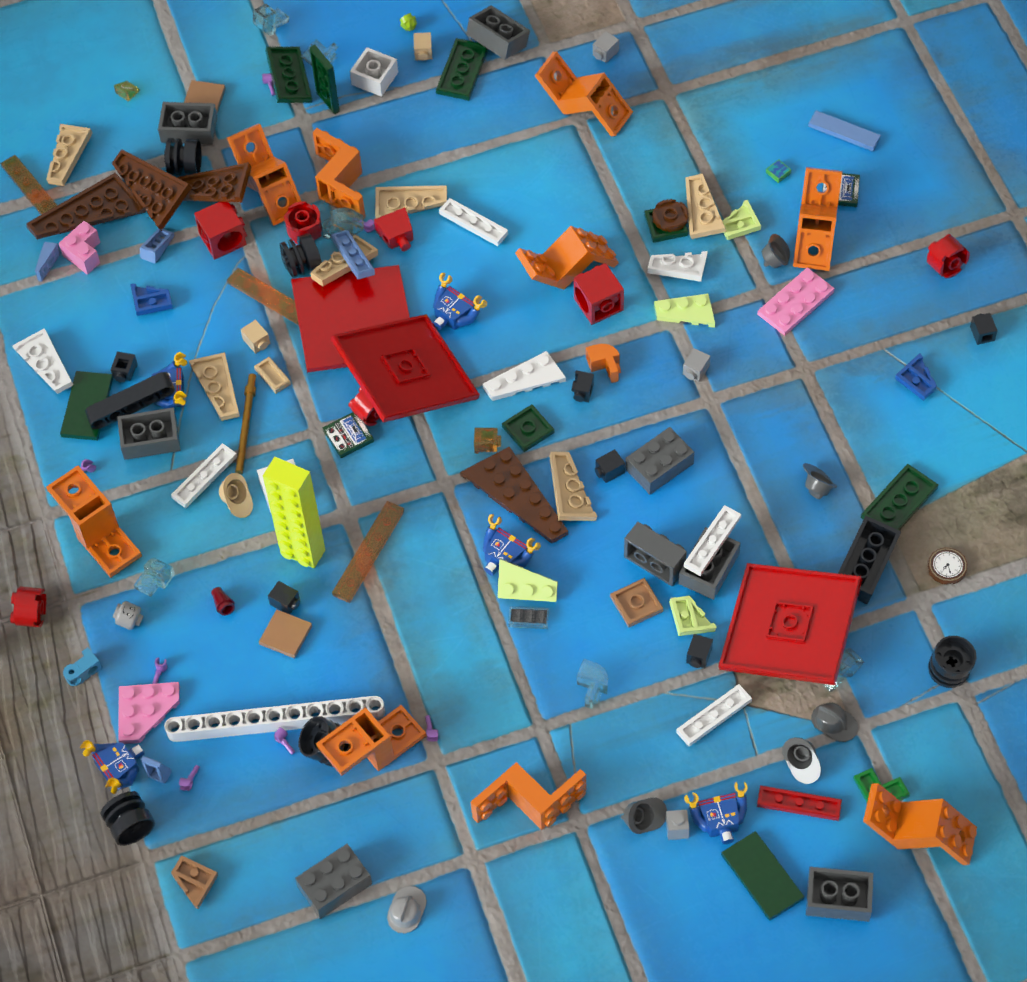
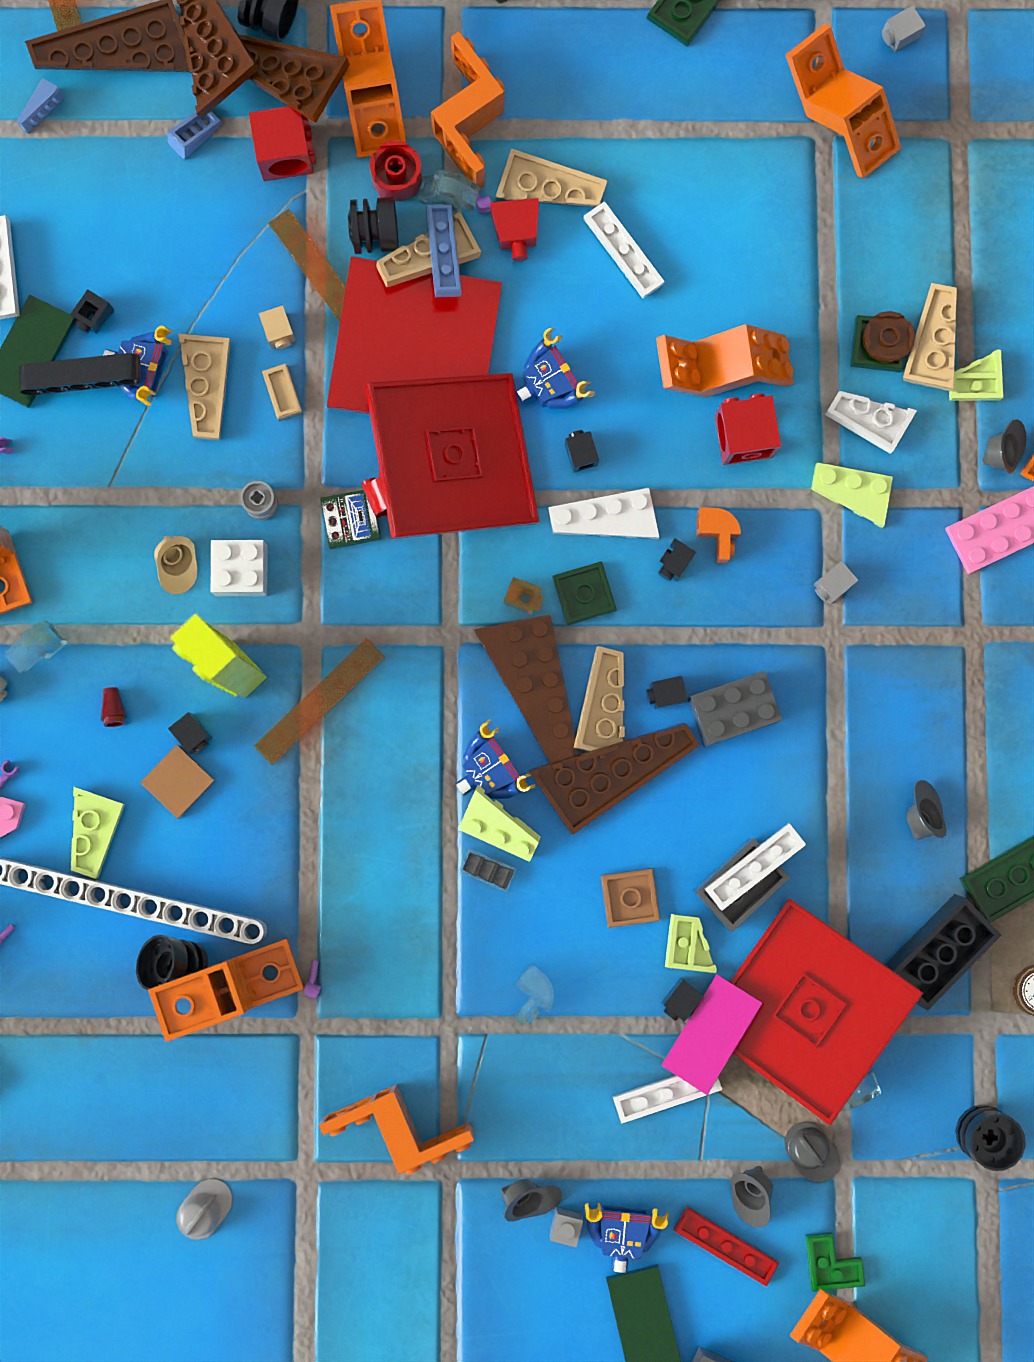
camera: 10 degrees right, 25 degrees up
(79, 247) = (88, 98): bright pink brick -> none
(148, 433) = (91, 429): dark grey brick -> none
(150, 299) = (158, 218): blue wing -> none
(204, 475) = (146, 515): white plate -> none
(235, 681) = (93, 831): none -> yellowish green wing
(250, 391) = (244, 408): pearl gold bar -> none
(280, 736) = (124, 925): medium lavender hand -> none
(281, 440) = (259, 500): none -> light grey wheel
(333, 881) = (125, 1148): dark grey brick -> none
(492, 343) = (581, 451): none -> black brick
(585, 531) = (599, 779): none -> reddish brown wing
(654, 553) = (678, 848): dark grey brick -> none
(729, 663) = (712, 1034): none -> dark pink tile

